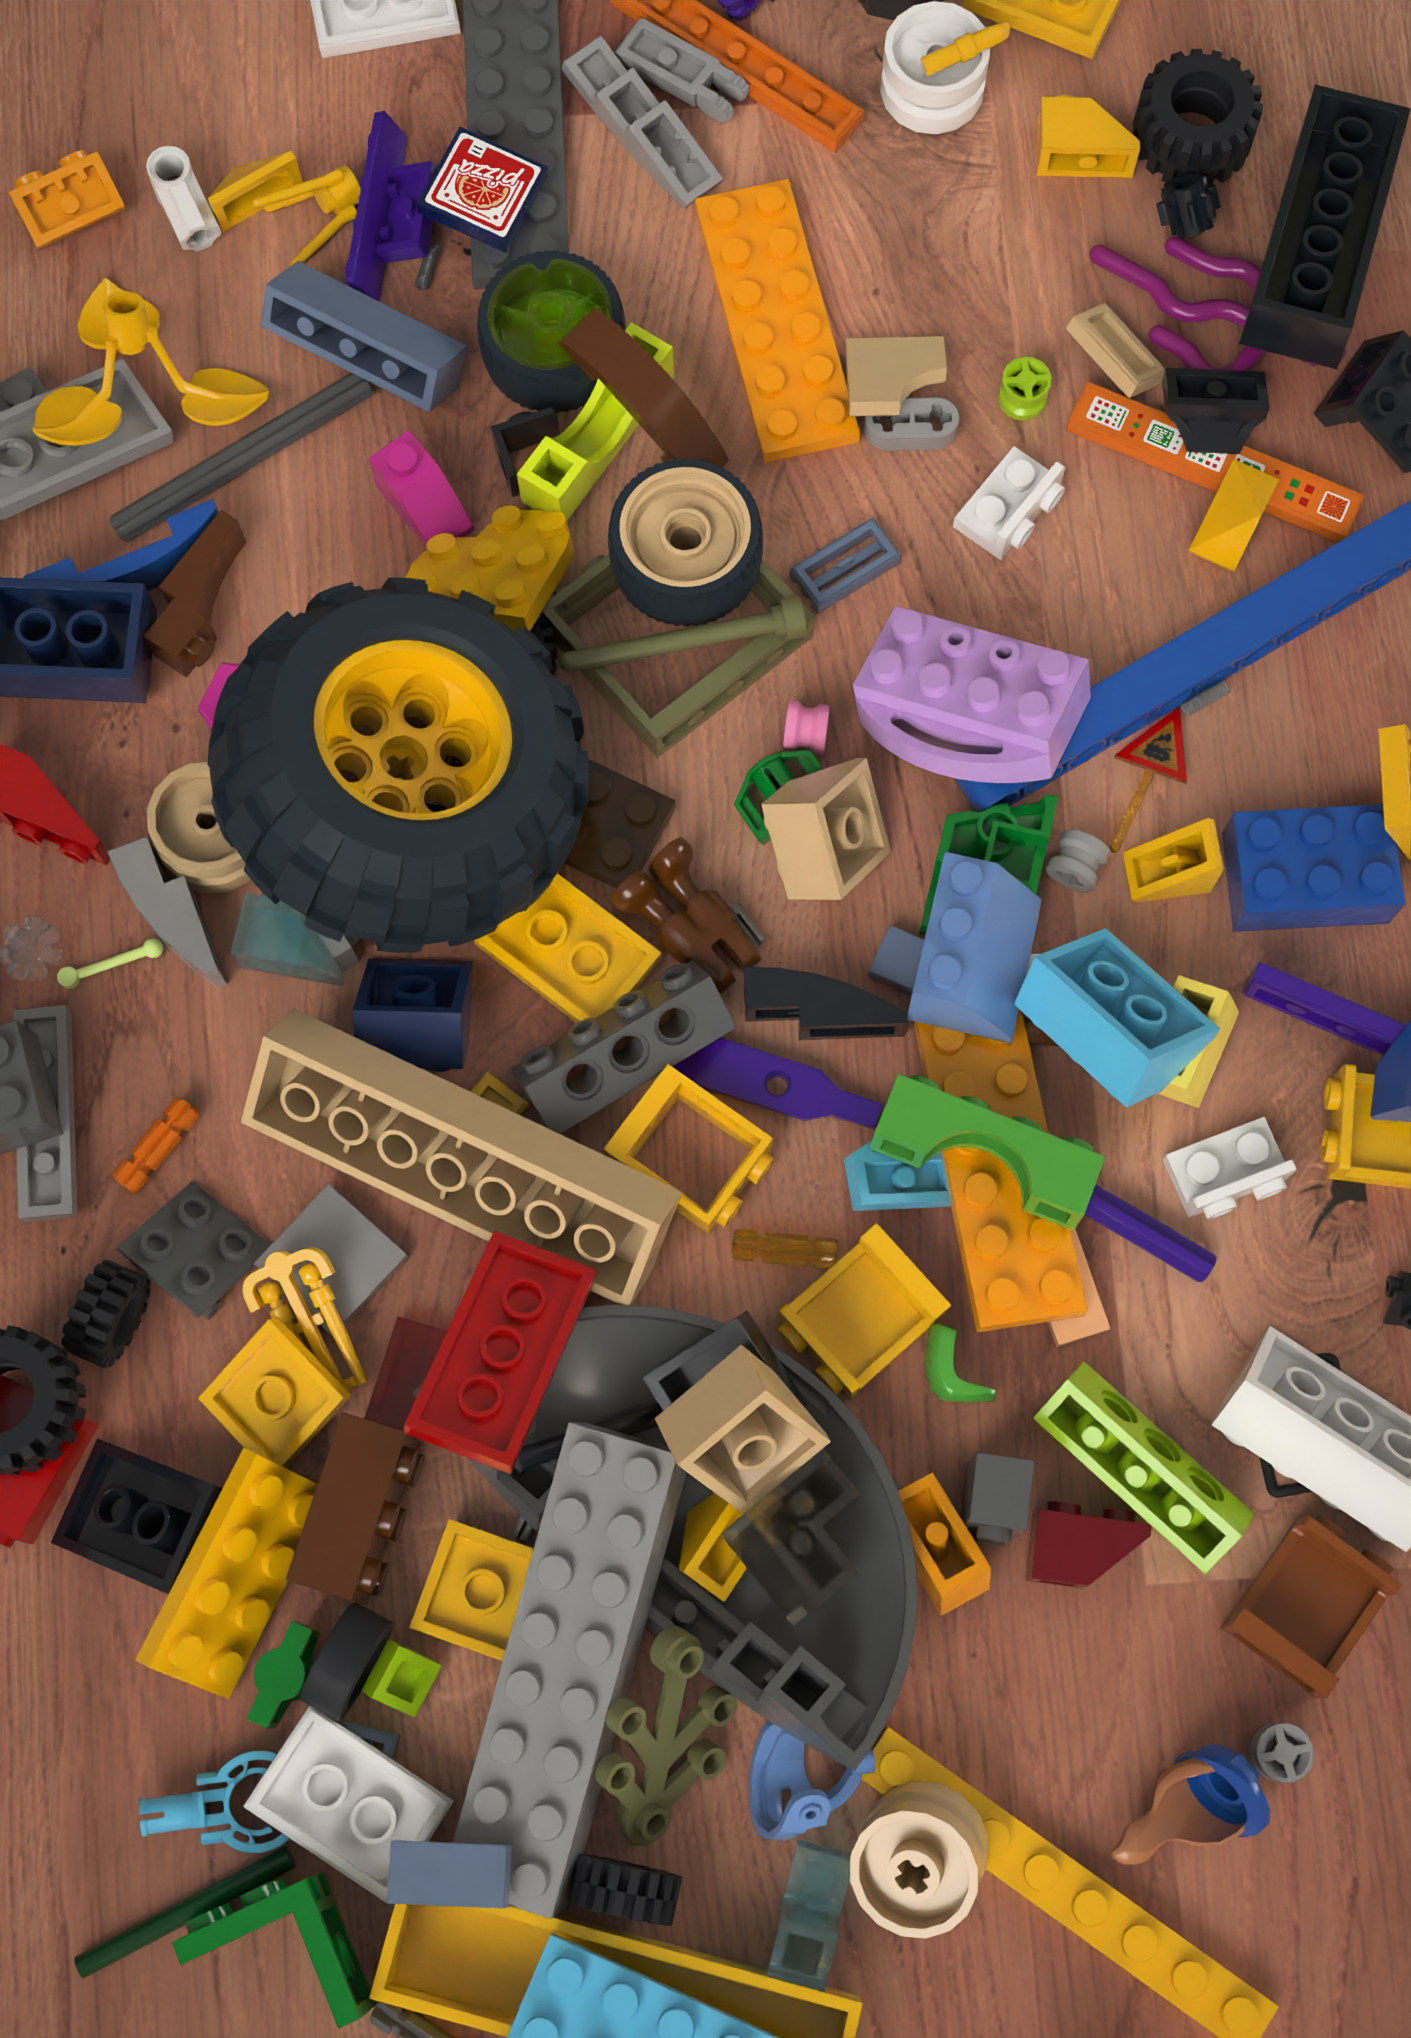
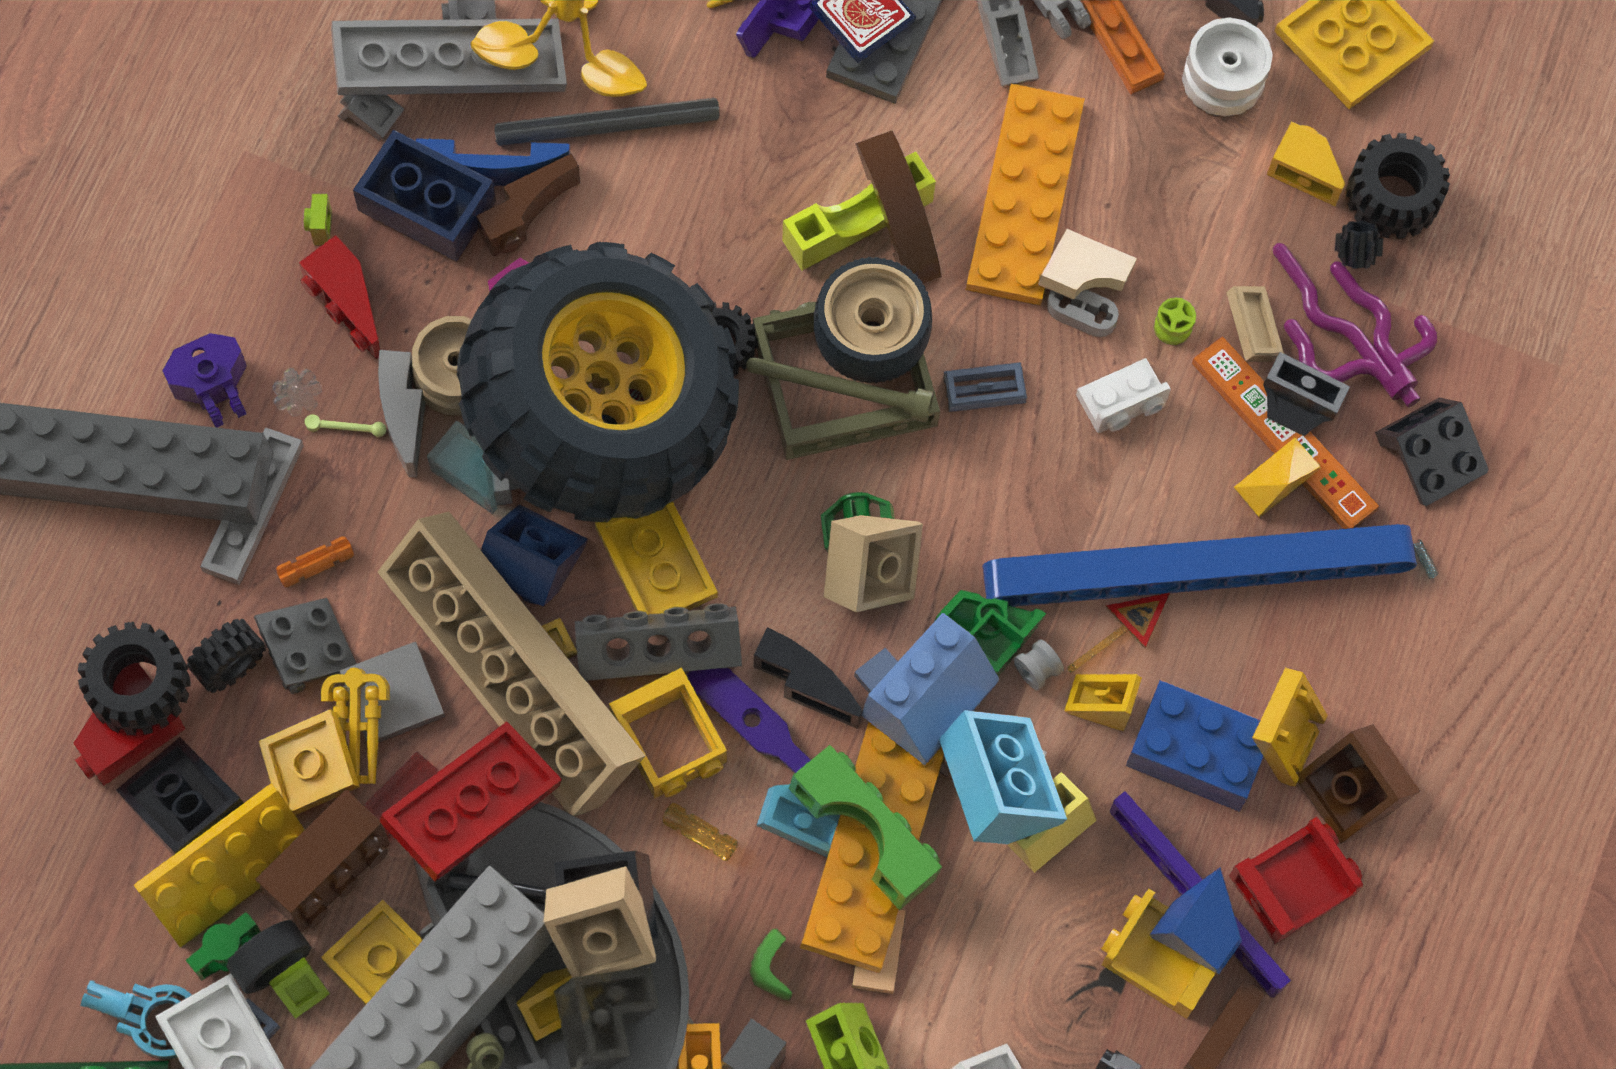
camera: 20 degrees right, 5 degrees down
(363, 335) = (729, 77): sand blue brick -> none
(418, 489) = (714, 204): dark pink slope -> none
(427, 266) = (805, 47): dark grey leg -> none
(509, 563) = (743, 281): yellow plate -> none
(521, 432) = (804, 192): black bracket -> none
(526, 316) = (850, 104): wheel -> none
(618, 826) = (732, 492): dark brown plate -> none
(691, 932) = (749, 588): reddish brown piece -> none
(747, 925) = (784, 589): light grey piece -> none
(806, 727) = (897, 485): bright pink wheel -> none
(862, 1313) = (728, 900): yellow panel -> none
(965, 48) = (1249, 64): yellow piece -> none
(971, 692) = (1020, 515): lavender piece -> none
(1150, 1234) = (953, 938): dark purple axle -> none
(1207, 700) = (1190, 595): light grey leg -> none
(1227, 1168) = (1033, 924): white bracket -> none
(1325, 227) = (1444, 303): black brick -> none

